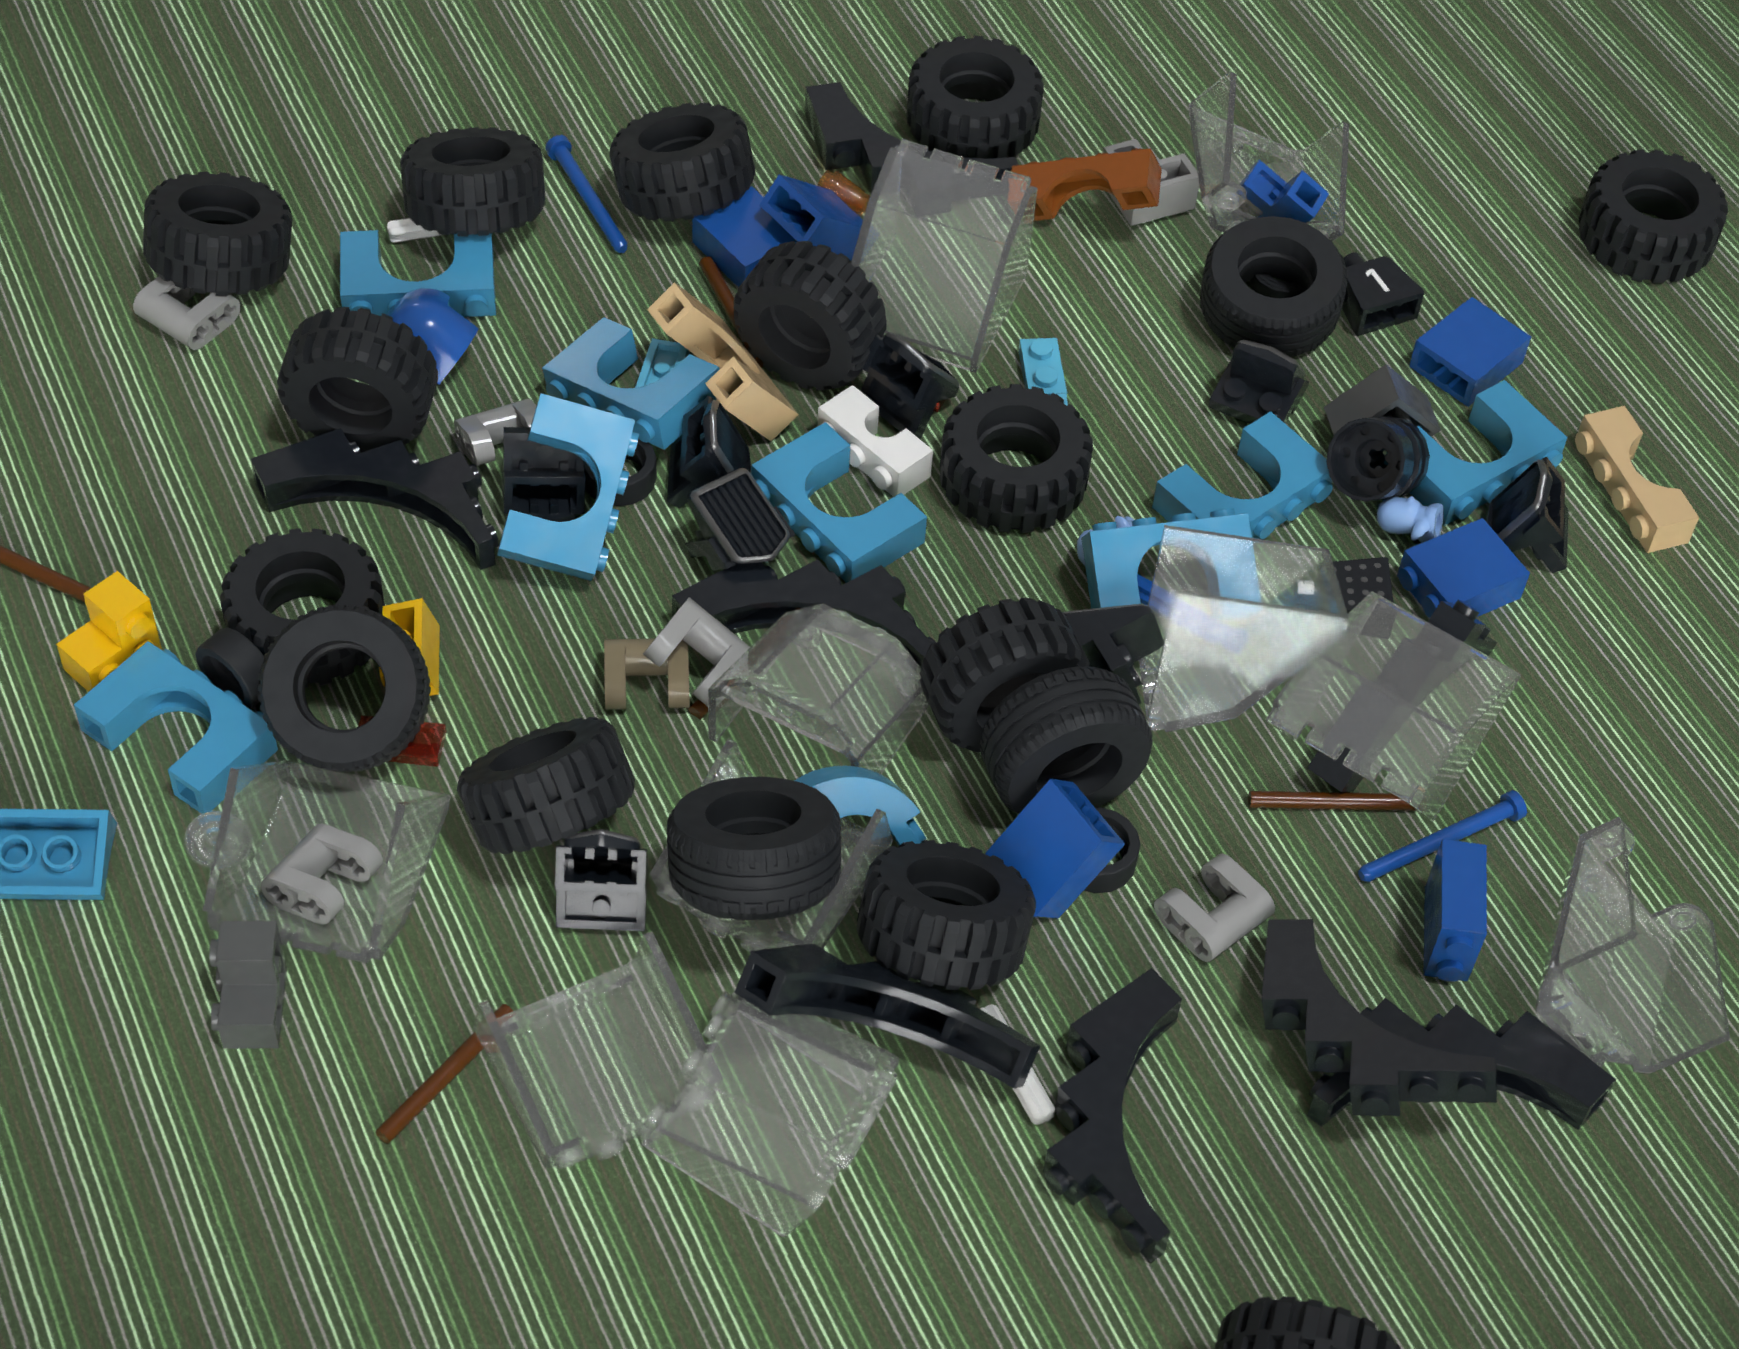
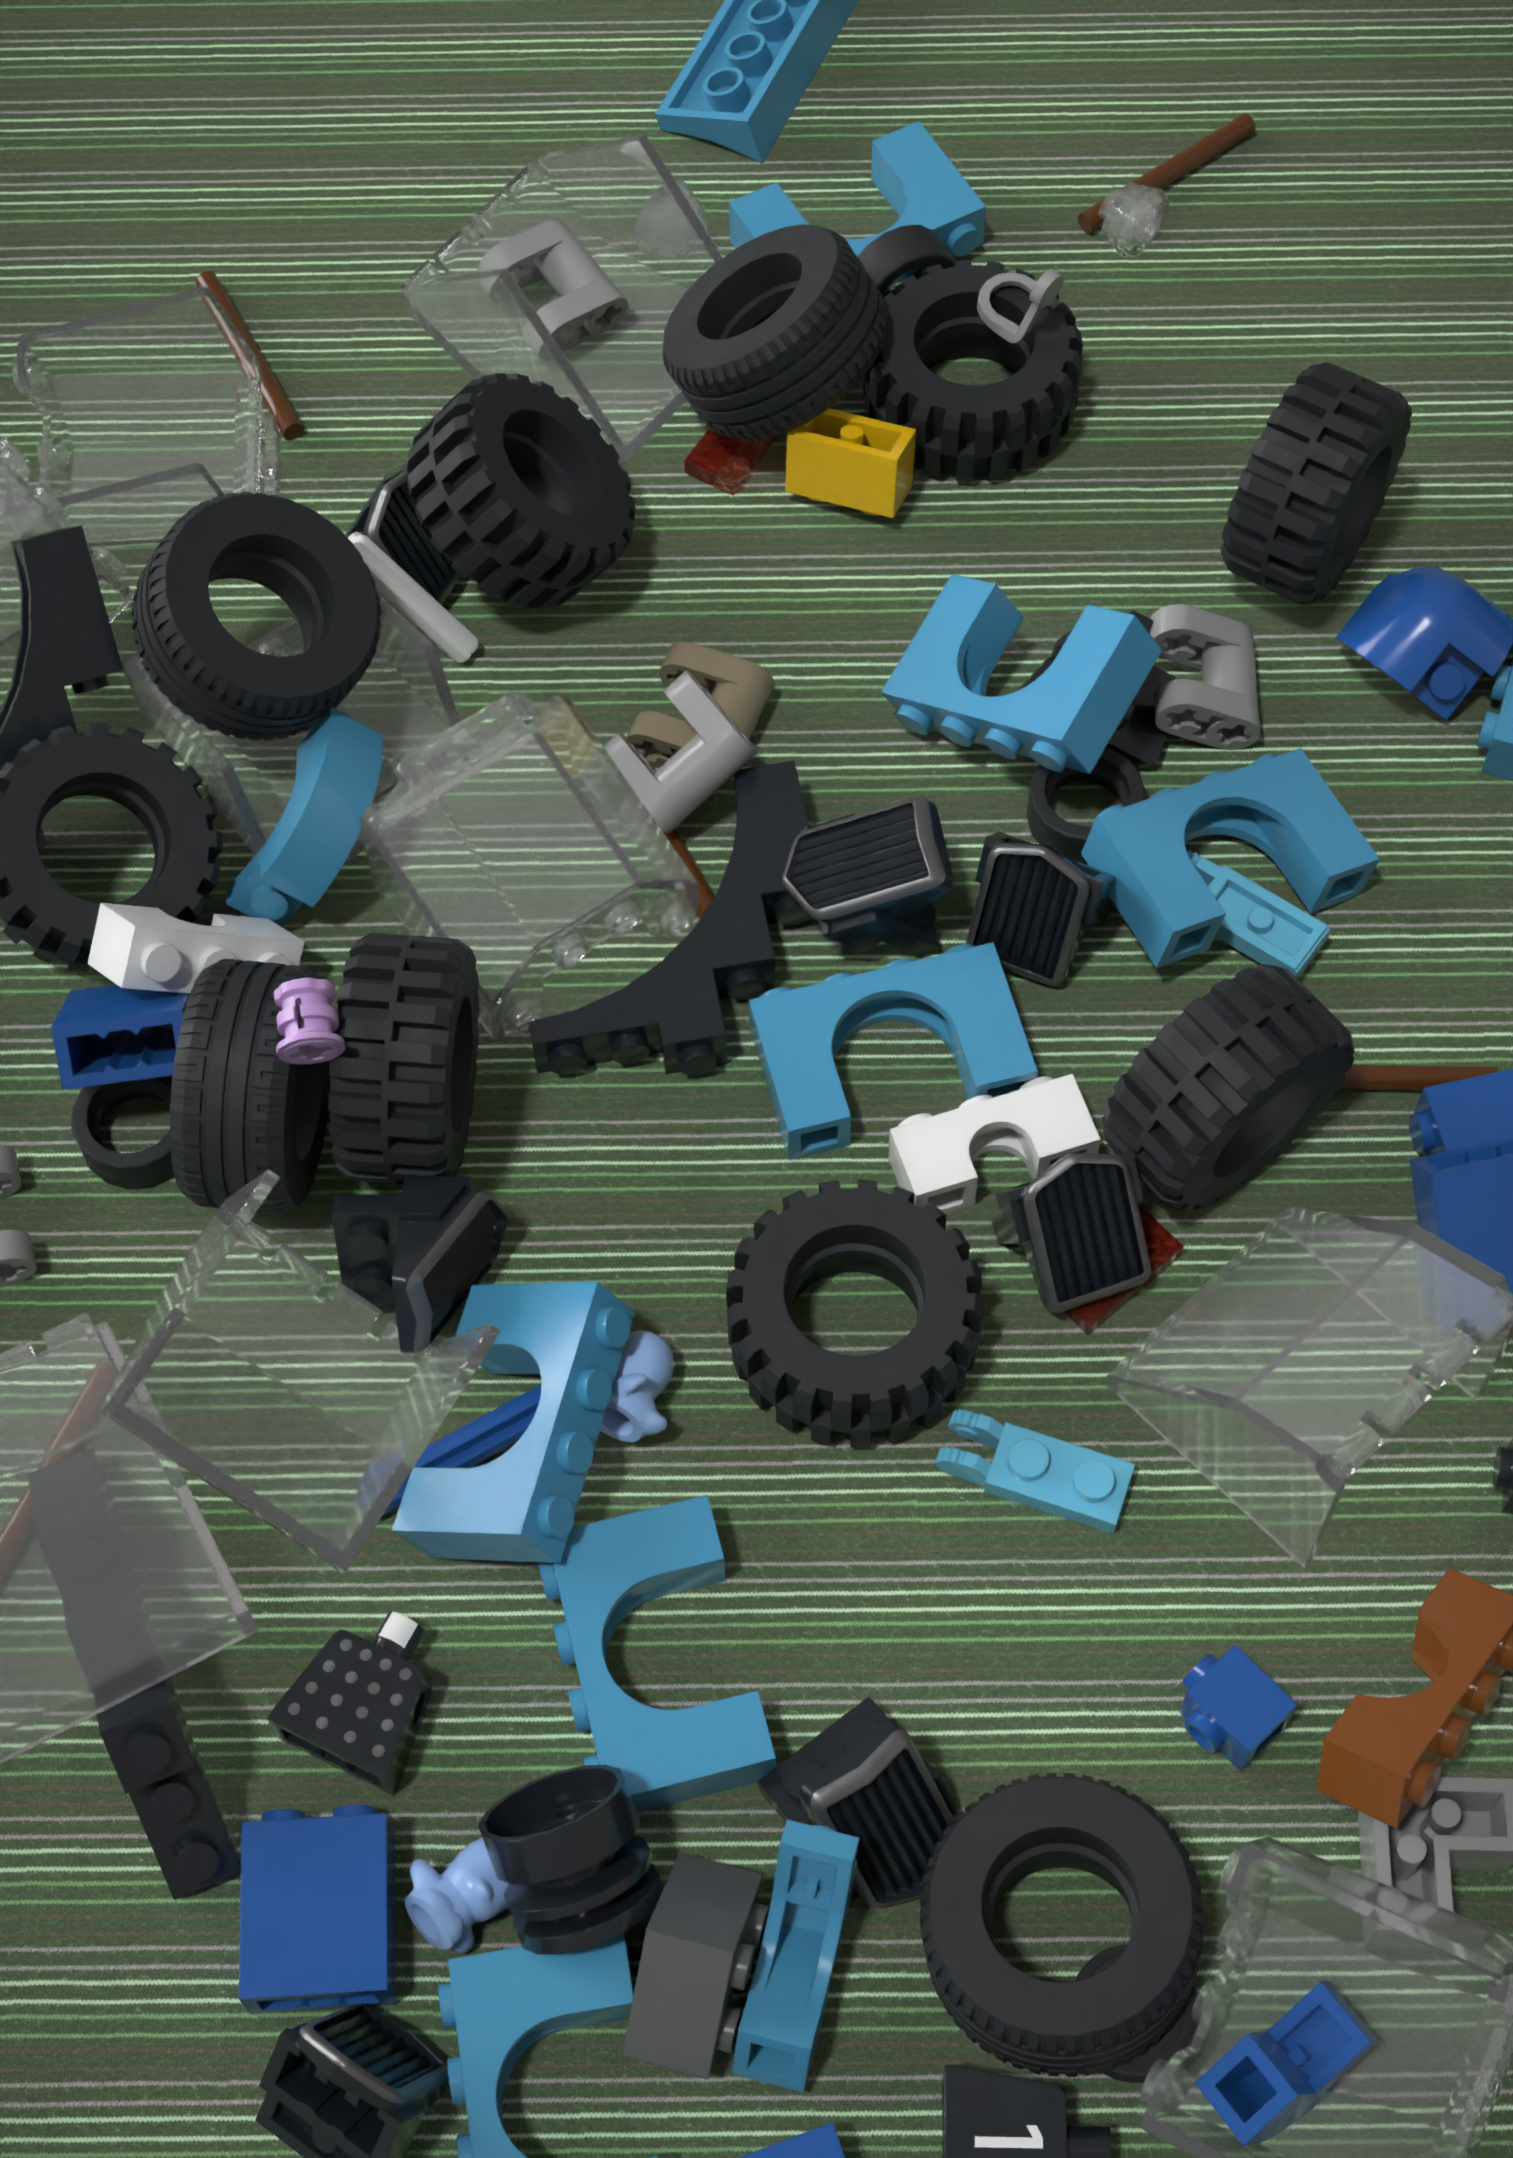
camera: 120 degrees right, 10 degrees up
(113, 558) = (1133, 217): none -> clear cone
(117, 628) = (1023, 183): yellow brick -> none
(251, 983) = (437, 191): dark grey brick -> none
(271, 527) = (1042, 294): none -> light grey piece
(388, 476) = (1168, 543): black arch -> none
(653, 834) = (416, 602): none -> white axle
(740, 382) = (1123, 1011): tan arch -> none
(990, 823) = (161, 953): none -> white arch
(1052, 653) = (307, 1021): none -> lavender bush
(1122, 268) = (1234, 1707): none -> blue brick
(1331, 377) = (796, 1955): none -> dark azure arch

